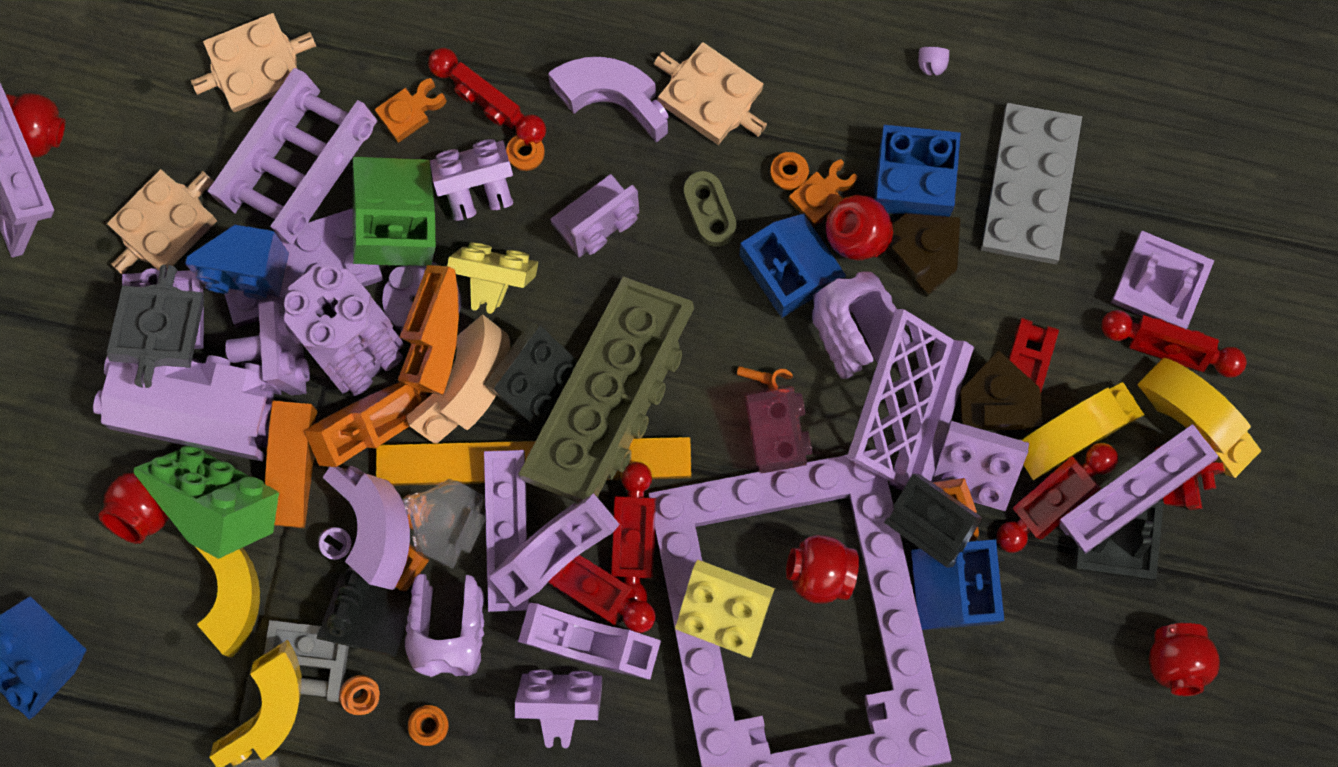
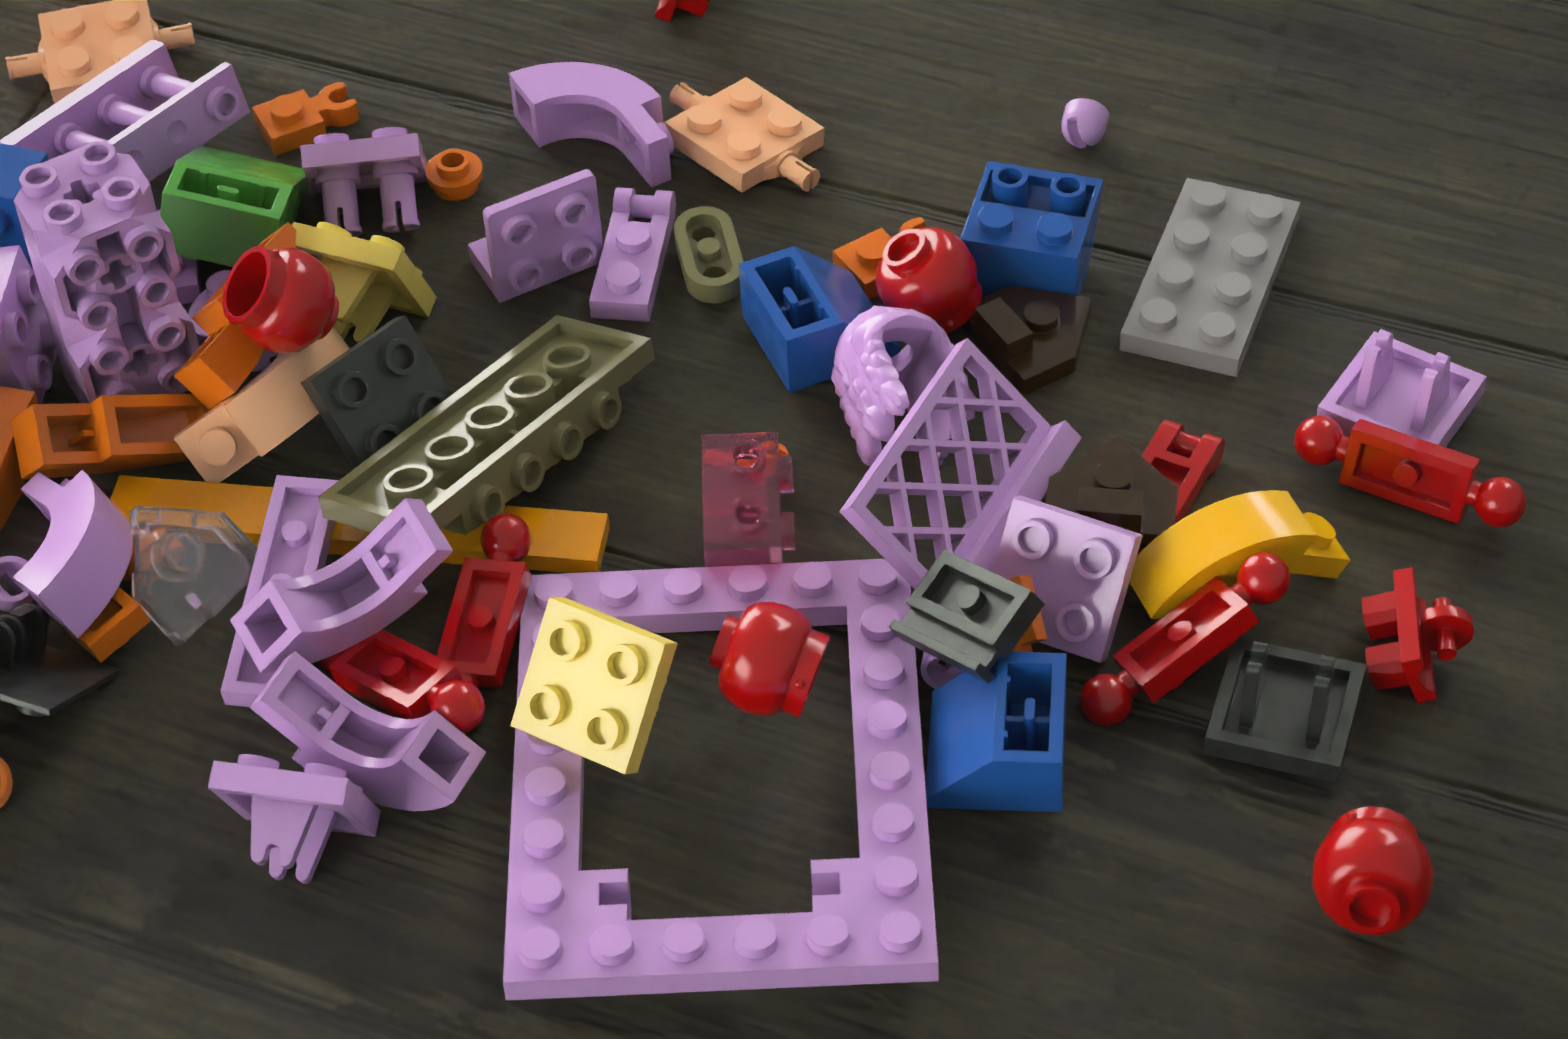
camera: 10 degrees right, 30 degrees down
(415, 725) = (70, 826): orange plate -> none
(456, 655) = (166, 703): lavender piece -> none
(463, 340) = (280, 298): none -> red piece
(497, 106) = (415, 103): red plate -> none
(658, 212) = (633, 255): none -> lavender plate
(785, 181) = (839, 225): orange plate -> none
(1138, 489) = (1309, 602): lavender fence -> none
(1194, 401) = (1453, 553): yellow arch -> none

